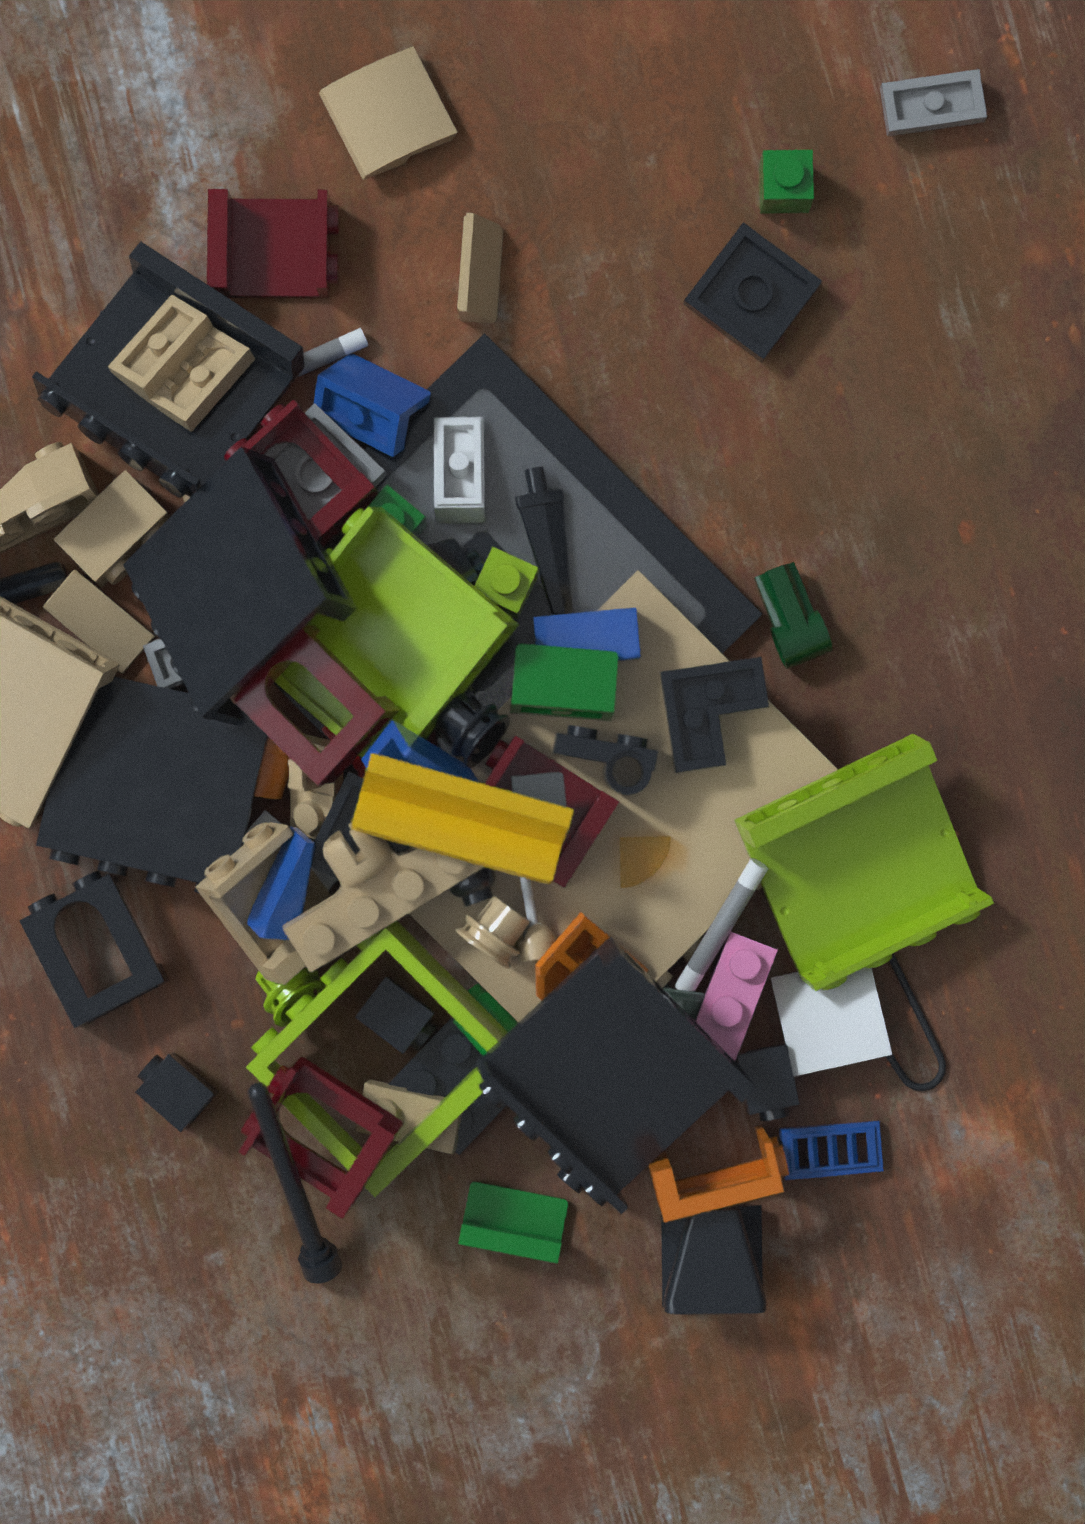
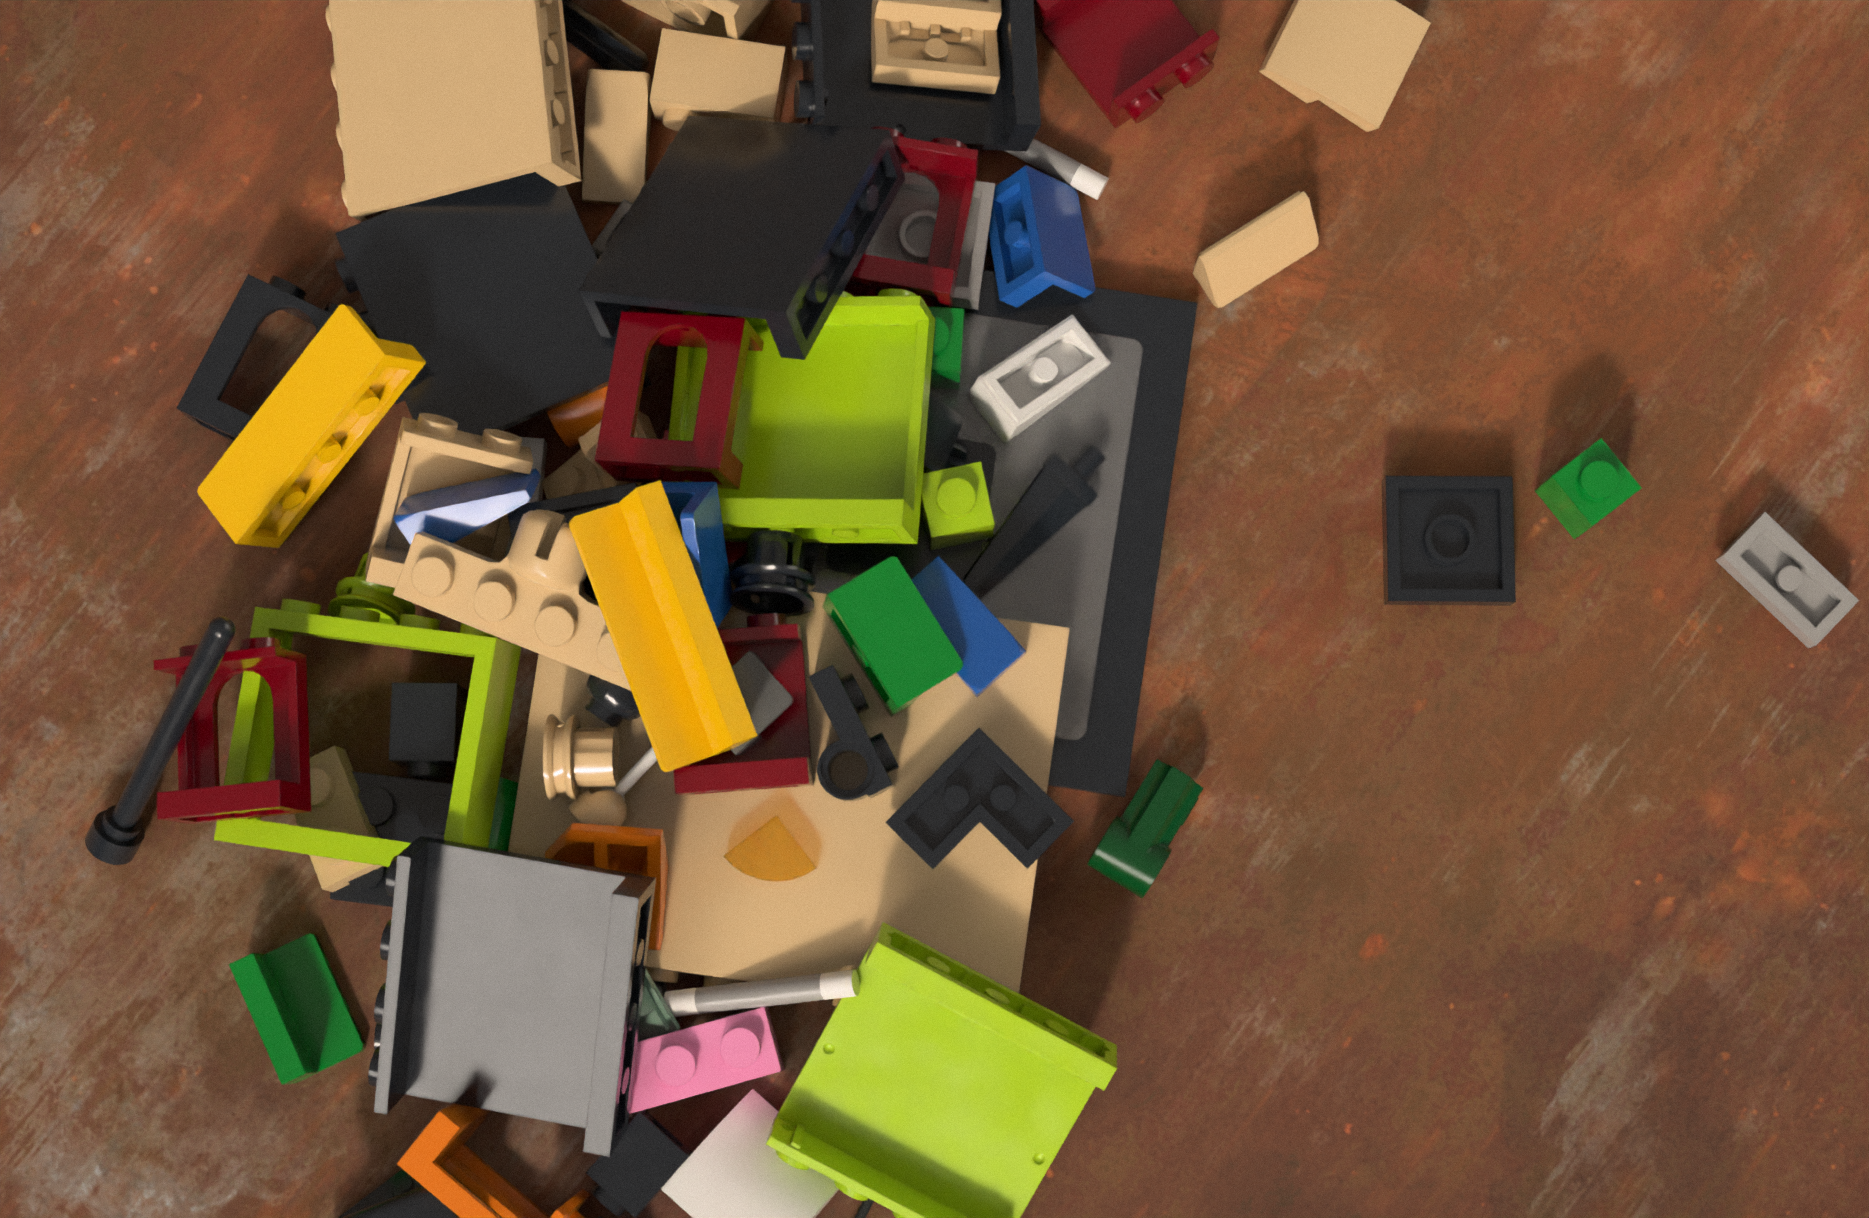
camera: 50 degrees right, 5 degrees down
(152, 954) = (307, 430): none -> yellow panel
(175, 1090) = (188, 559): black brick -> none

